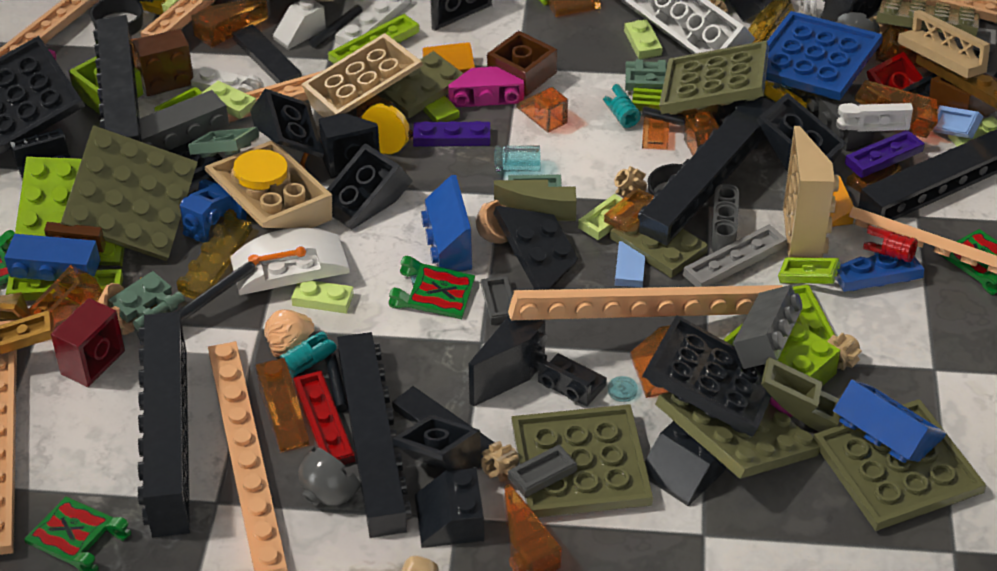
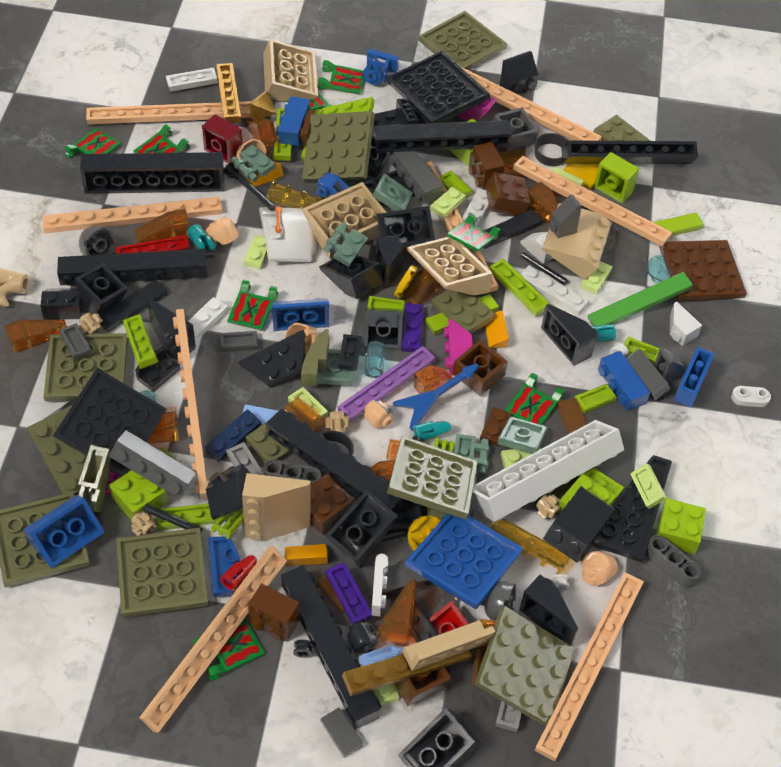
camera: 90 degrees right, 10 degrees up
(74, 40) = (522, 127): none -> dark grey brick
(88, 442) = (161, 144): none -> green flag
(214, 45) = (507, 194): none -> reddish brown brick
(260, 169) = (353, 207): yellow tile -> none
(295, 68) = (473, 236): none -> green flag
(331, 176) = (349, 248): none -> sand green plate
(418, 159) = (379, 302): none -> lime tile
(454, 336) = (207, 316): none -> white plate
(459, 152) = (383, 326): none -> black slope
(518, 169) = (350, 352): none -> black plate
(528, 393) = (140, 341): none -> lime tile
(555, 148) = (387, 383): none -> medium lavender plate
(559, 30) = (532, 404): none -> flag
(581, 111) = (423, 402): none -> blue piece
(600, 60) = (495, 425): none -> reddish brown plate
(608, 149) = (378, 414): none -> light nougat head
(615, 33) = (522, 435): none -> sand green tile
(658, 273) = (232, 435): none -> dark blue plate
(760, 185) = (328, 503): none -> reddish brown brick
(781, 256) = (226, 491): none -> black slope
(829, 320) = (169, 517): none -> black bar
(906, 329) = (161, 572): none -> olive plate
(936, 141) = (362, 637): none -> black head
(939, 203) = (273, 613): none -> reddish brown brick
(965, 192) = (303, 648): none -> black bush

